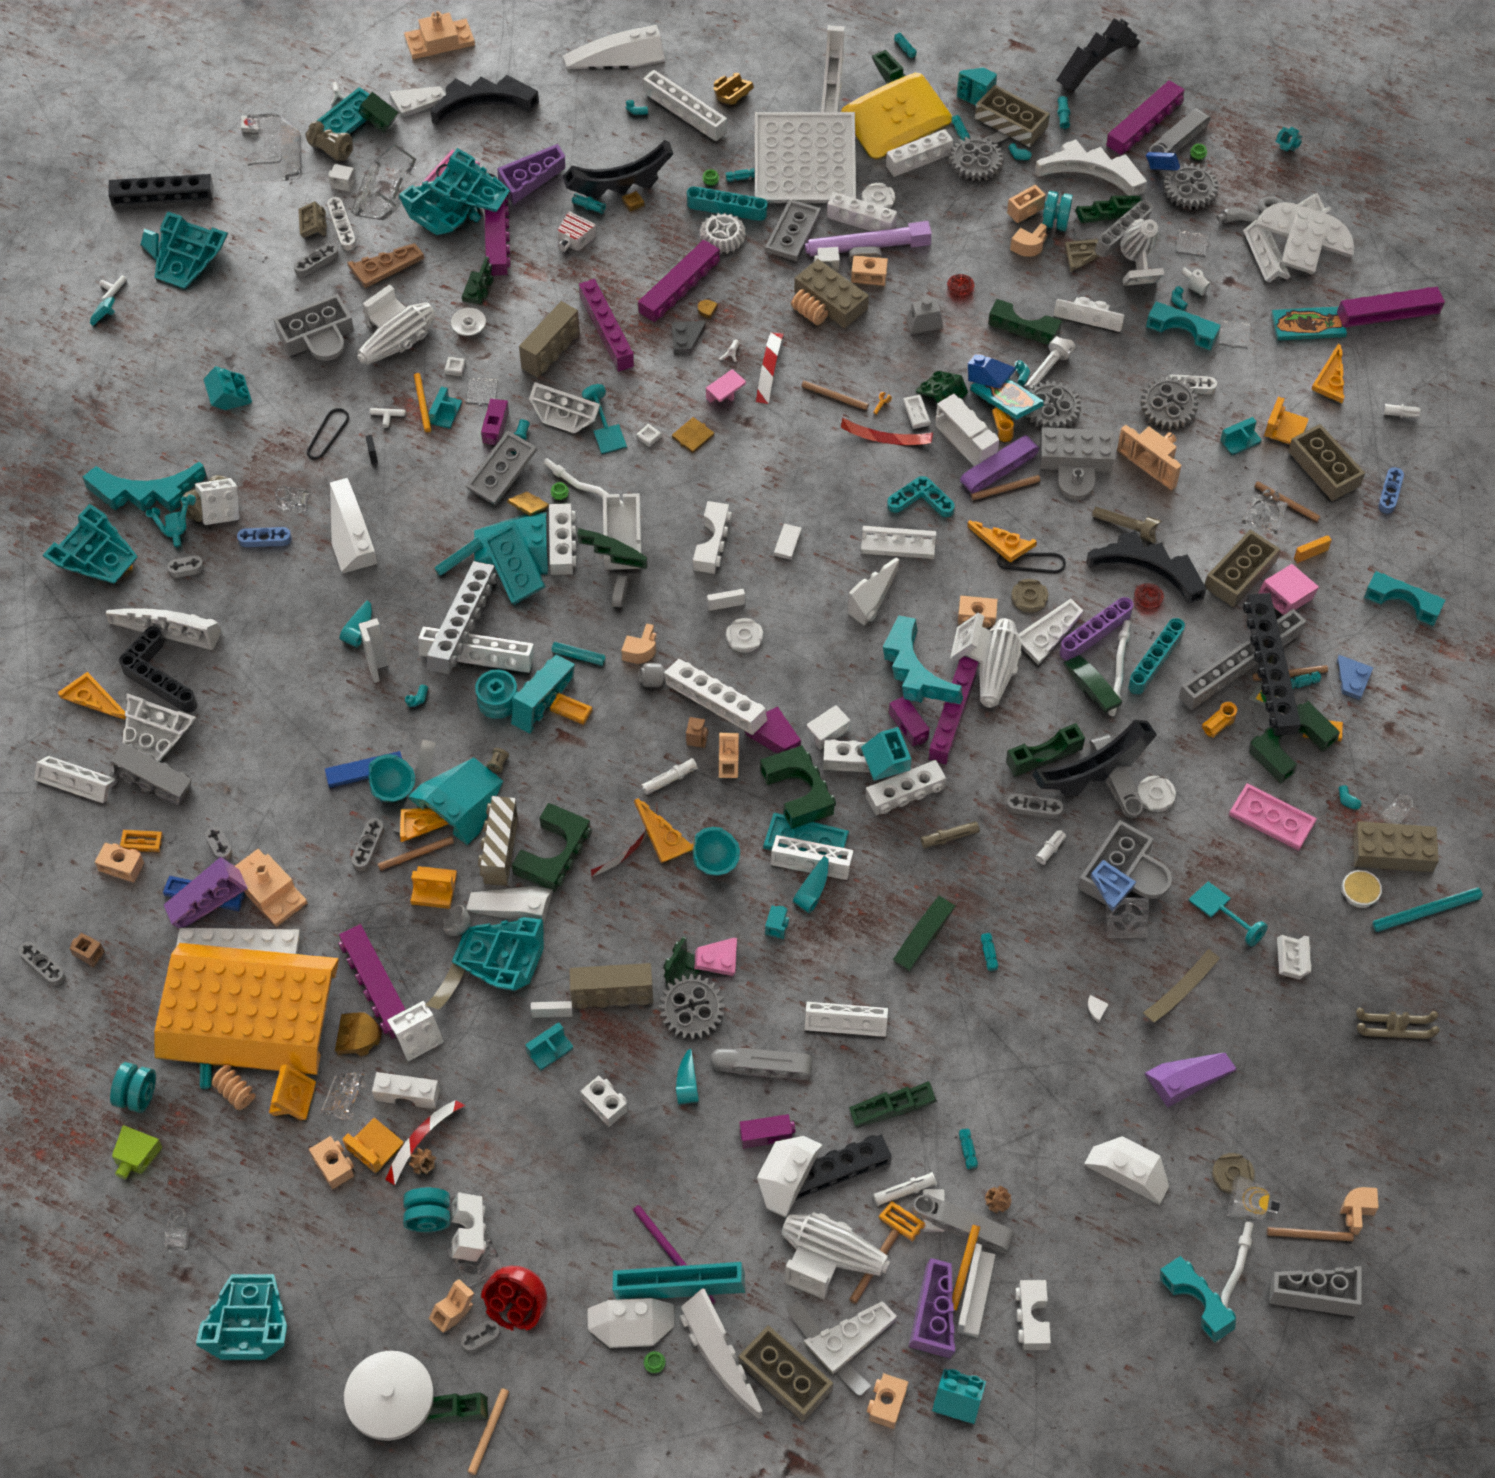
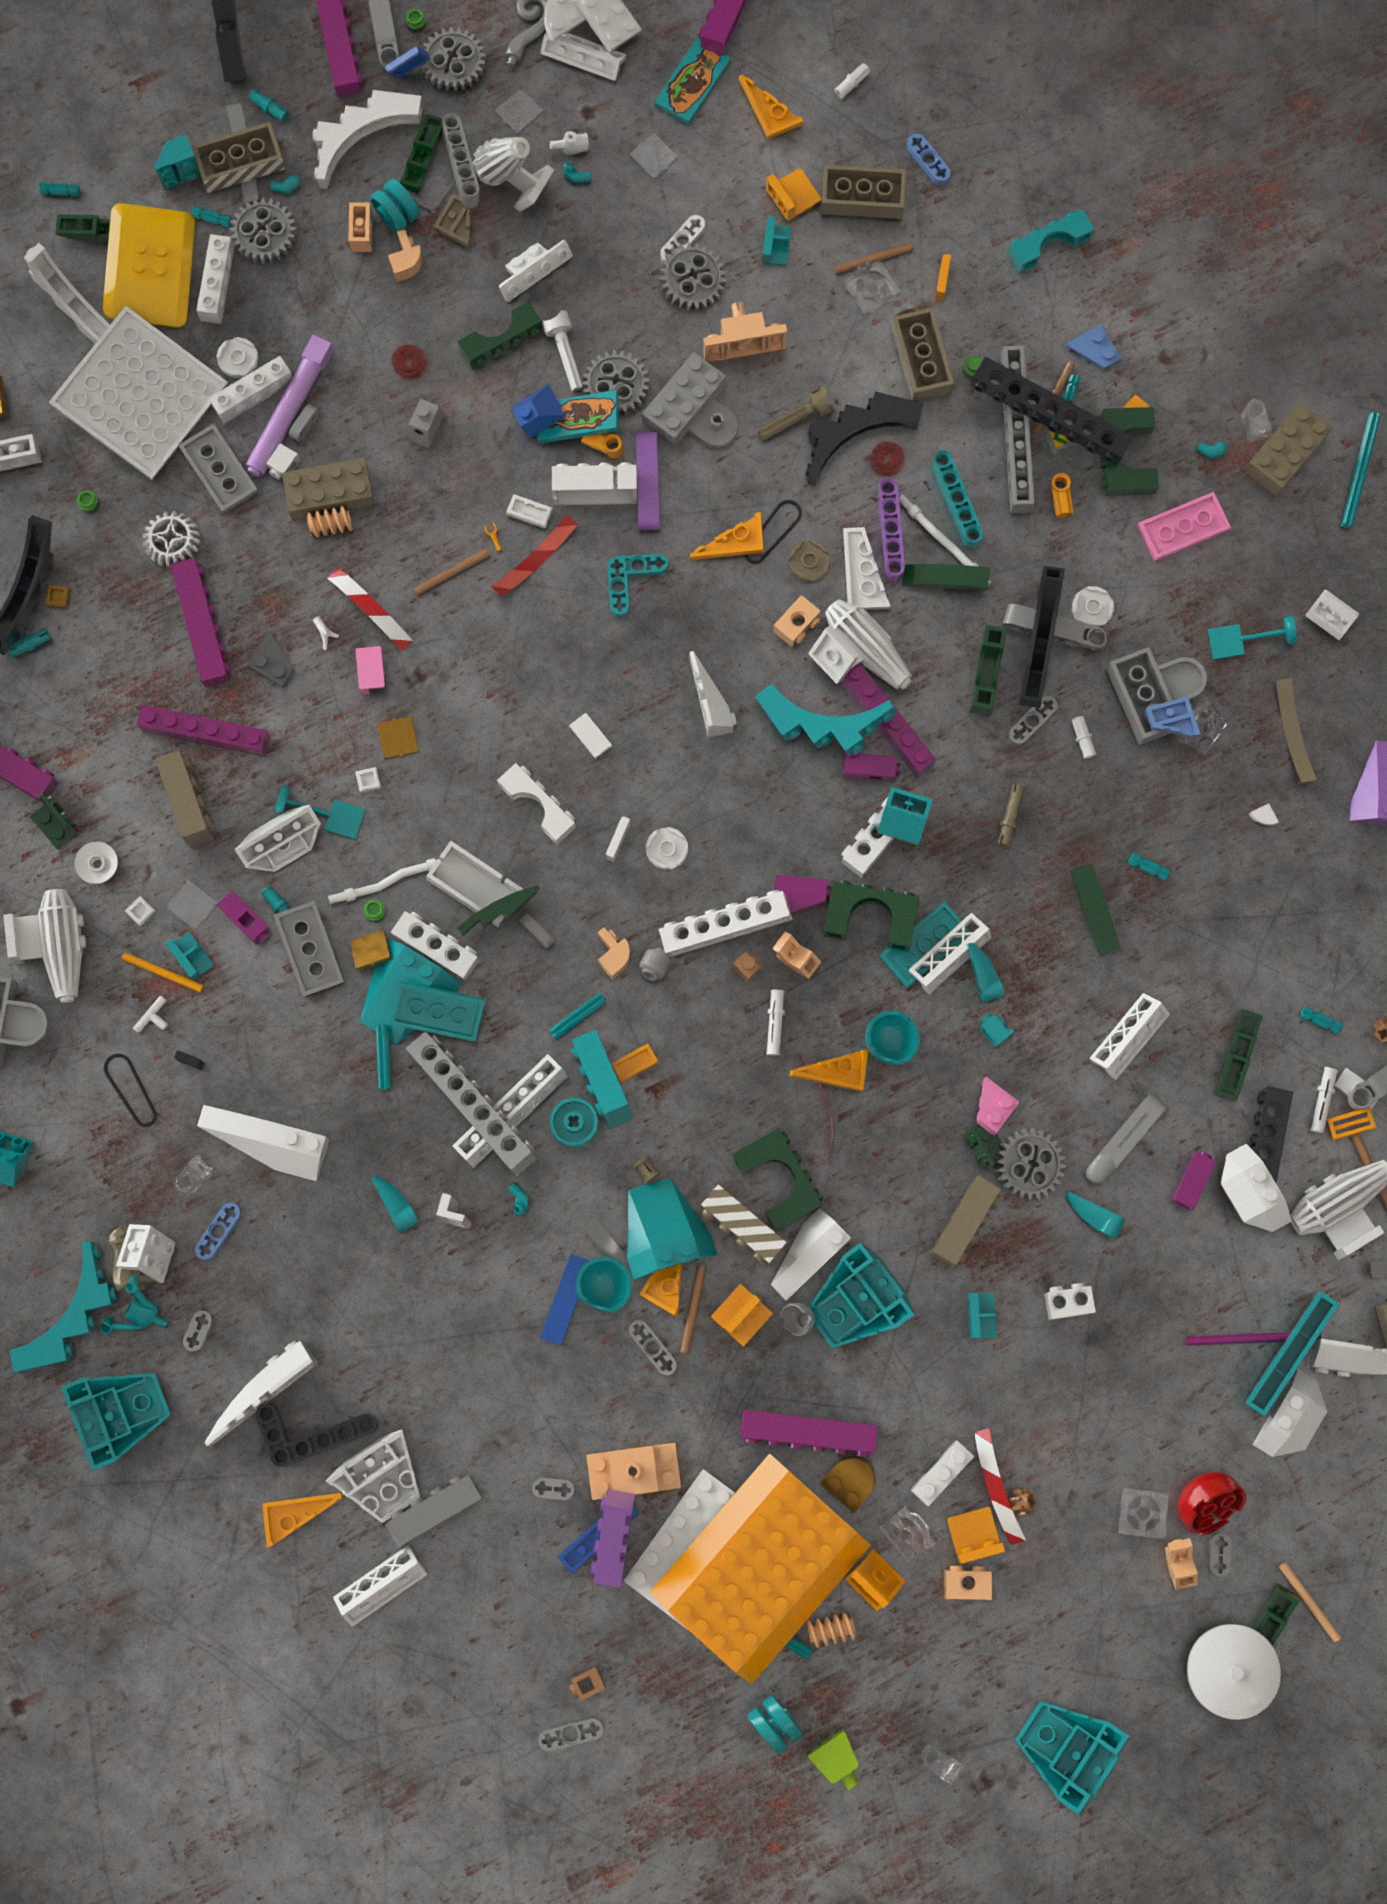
camera: 55 degrees left, 20 degrees up
(128, 869) = (503, 1608): light nougat brick -> none
(140, 843) = (509, 1546): light orange tile -> none
(416, 1030) = (889, 1427): white bracket -> none
(426, 1209) = (1078, 1529): teal wheel -> none
(447, 987) = (863, 1373): dark tan sticker -> none
(469, 1212) = (1103, 1491): white arch -> none
(551, 1009) = (946, 1289): white tile -> none
(575, 232) = (59, 682): white torso -> none
(654, 1362) = (1340, 1419): bright green plate -> none
(707, 308) = (253, 619): pearl gold tile -> none
(726, 202) = (141, 499): teal beam -> none
(740, 174) = (106, 469): teal axle -> none
(829, 726) = (826, 842): white panel -> none
(869, 270) = (324, 444): light nougat brick -> none
(898, 544) = (668, 637): white fence -> none
(911, 779) = (927, 851): white brick -> none
(943, 385) = (520, 467): dark green bracket -> none
(1006, 487) = (675, 494): medium nougat piece -> none
(1023, 372) = (555, 379): teal arm -> none
(1166, 317) = (634, 182): teal arch -> none
(1289, 589) = (974, 333): bright pink brick -> none
(1361, 888) = (1304, 508): pearl gold tile -> none

